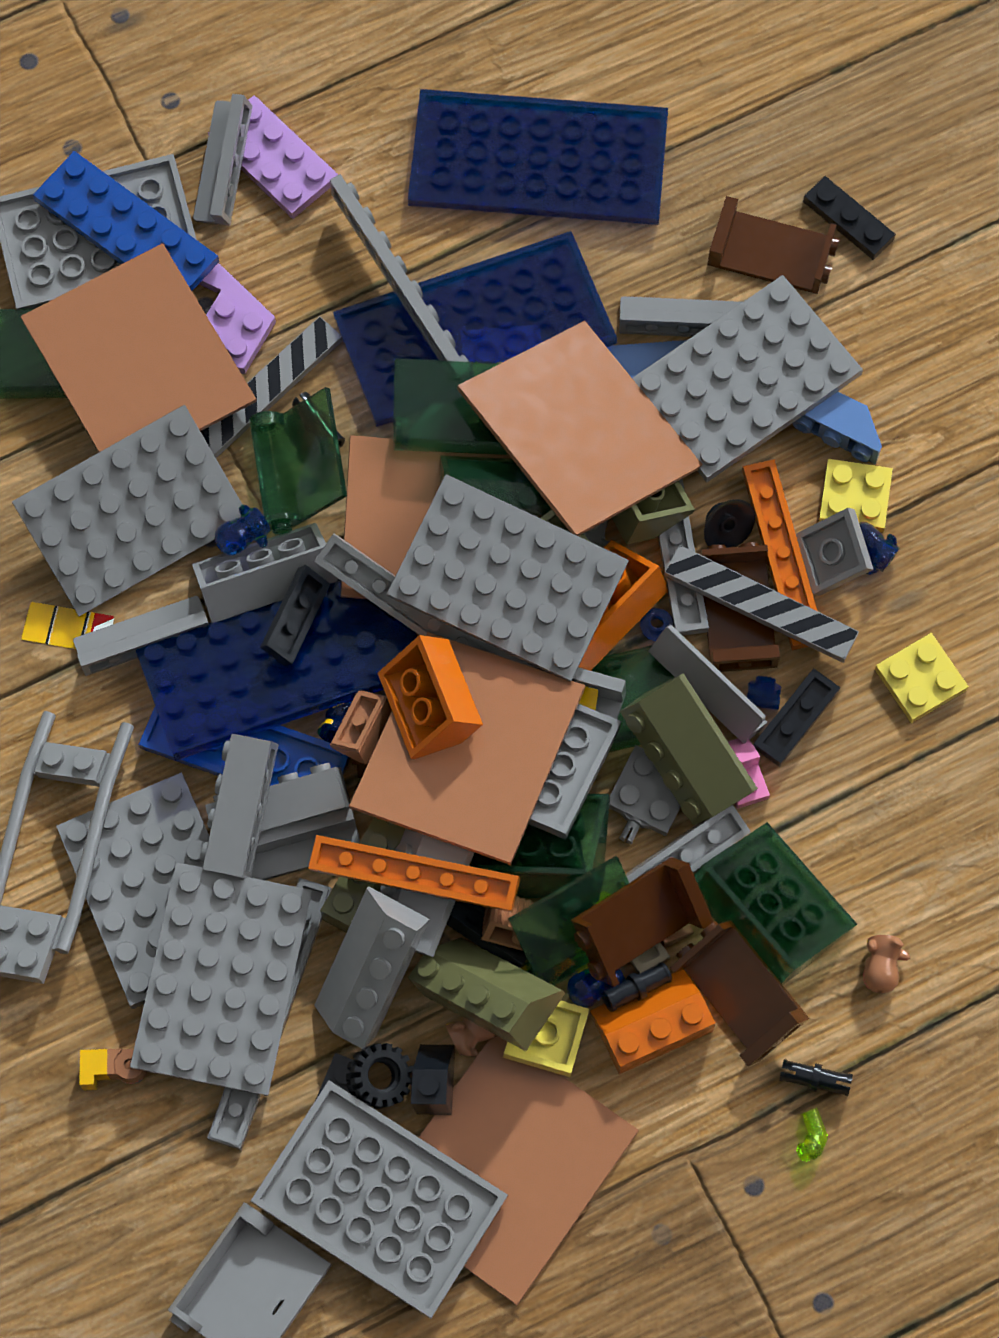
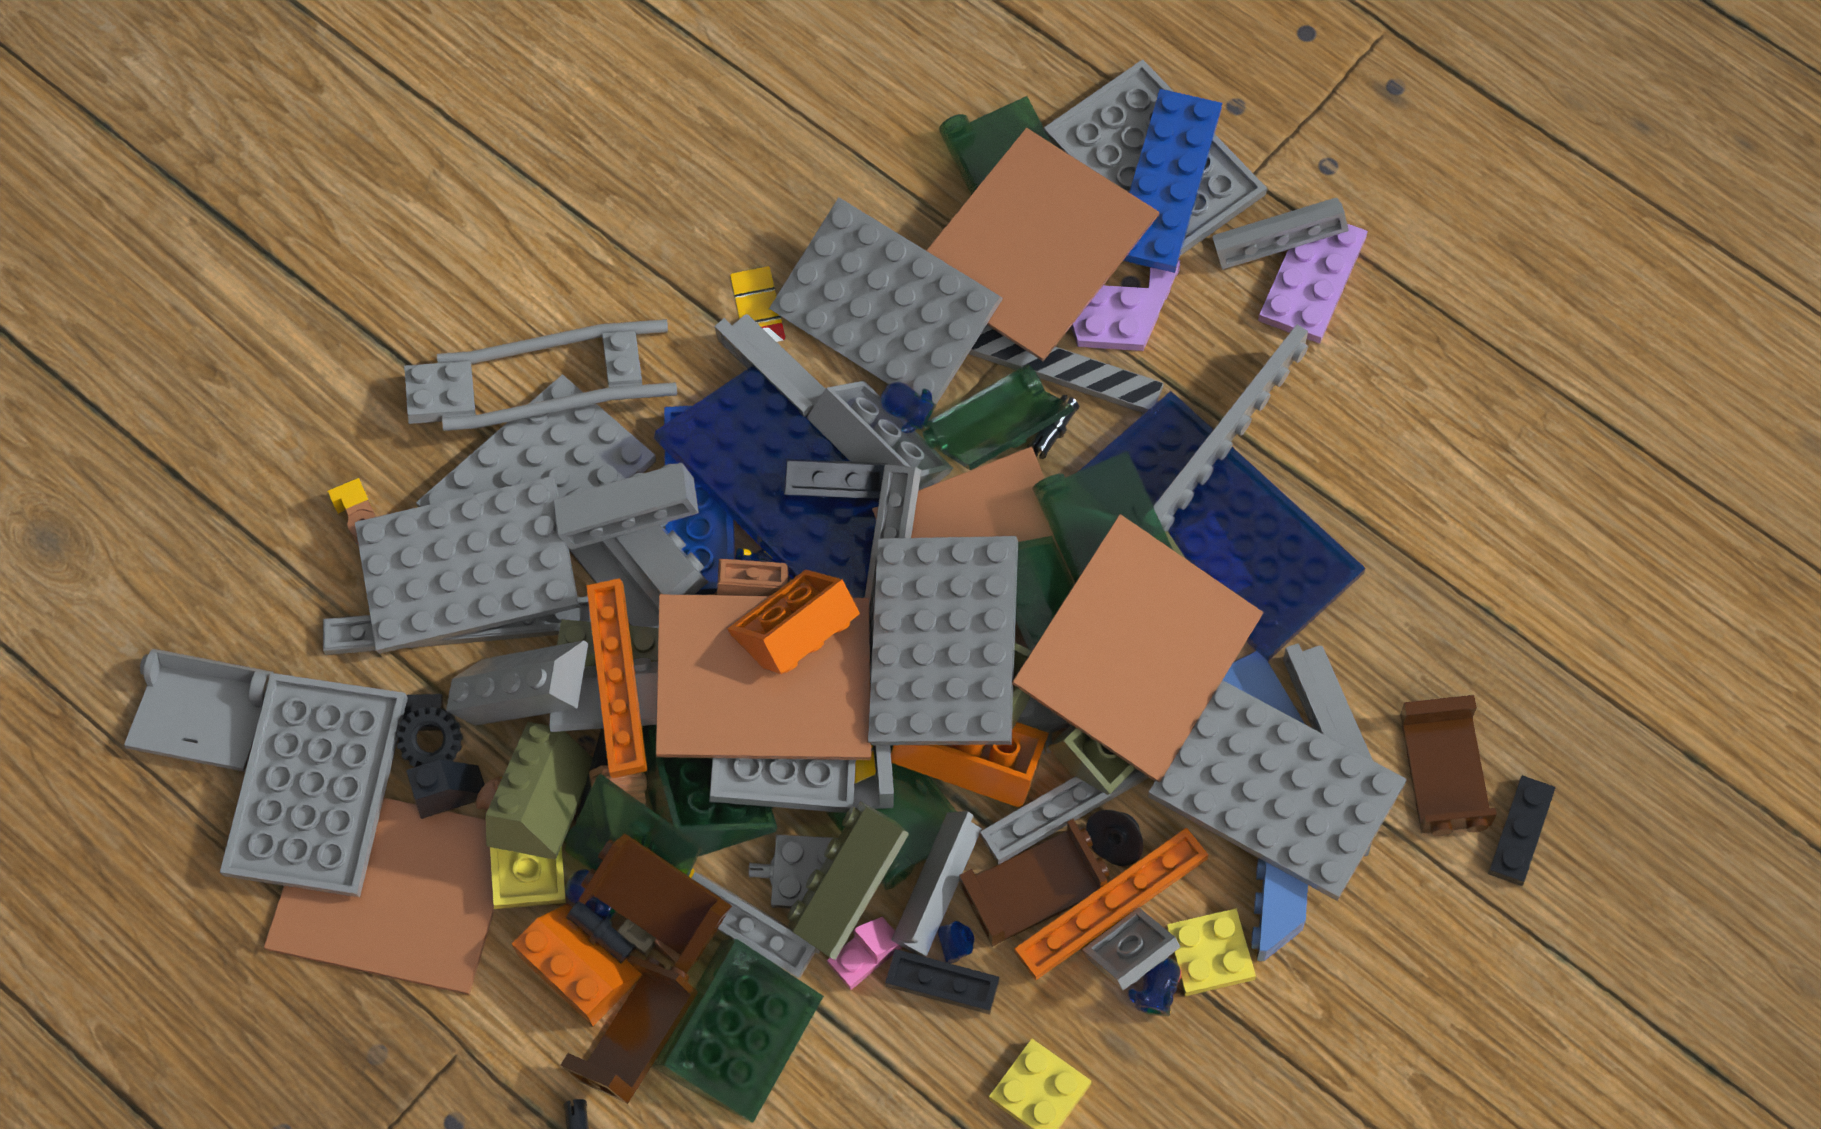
camera: 70 degrees right, 5 degrees down
(538, 157) = (1435, 510): clear blue plate -> none
(648, 630) = (984, 801): clear blue plate -> none
(761, 603) = (1042, 900): tile -> none

